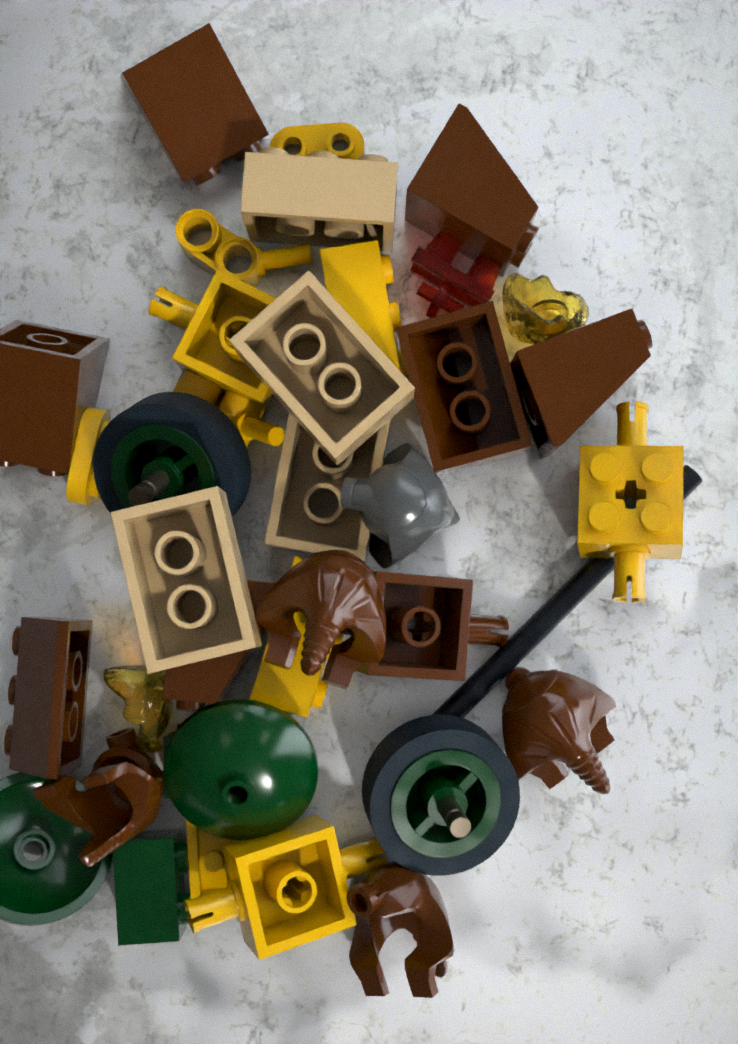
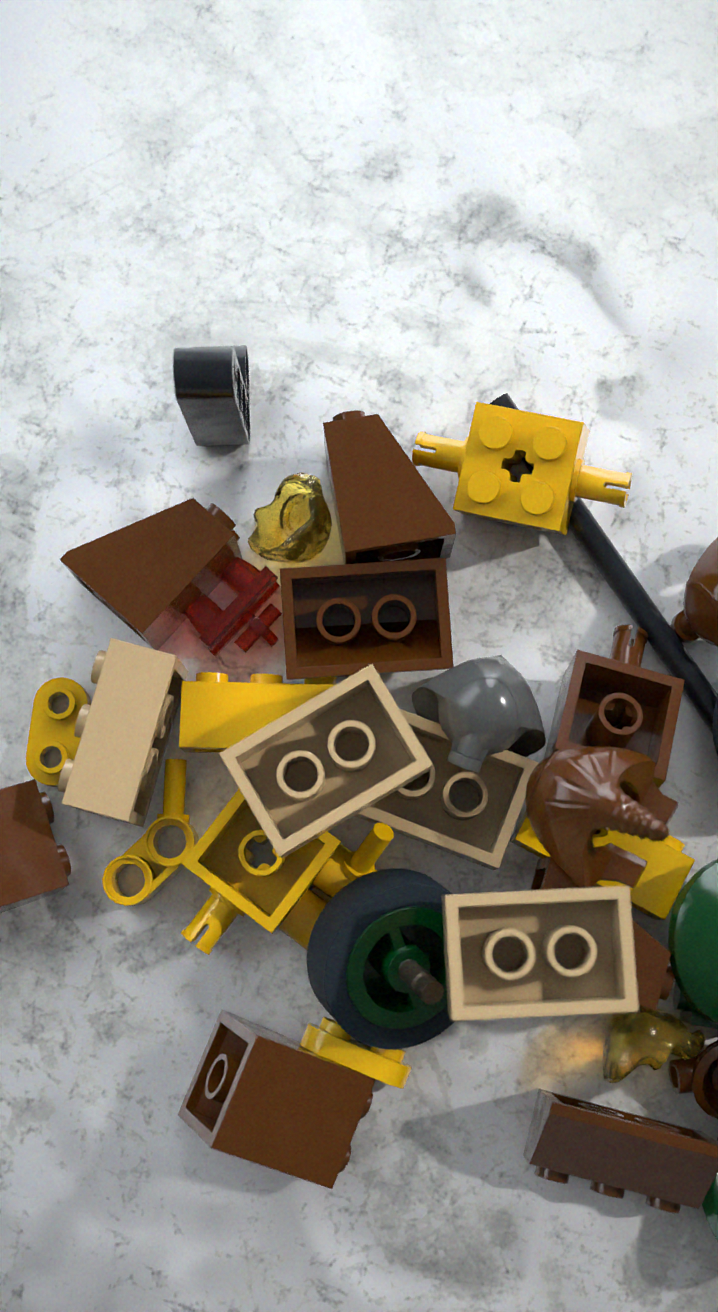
camera: 85 degrees left, 5 degrees down
(643, 207) = (214, 393): none -> black beam

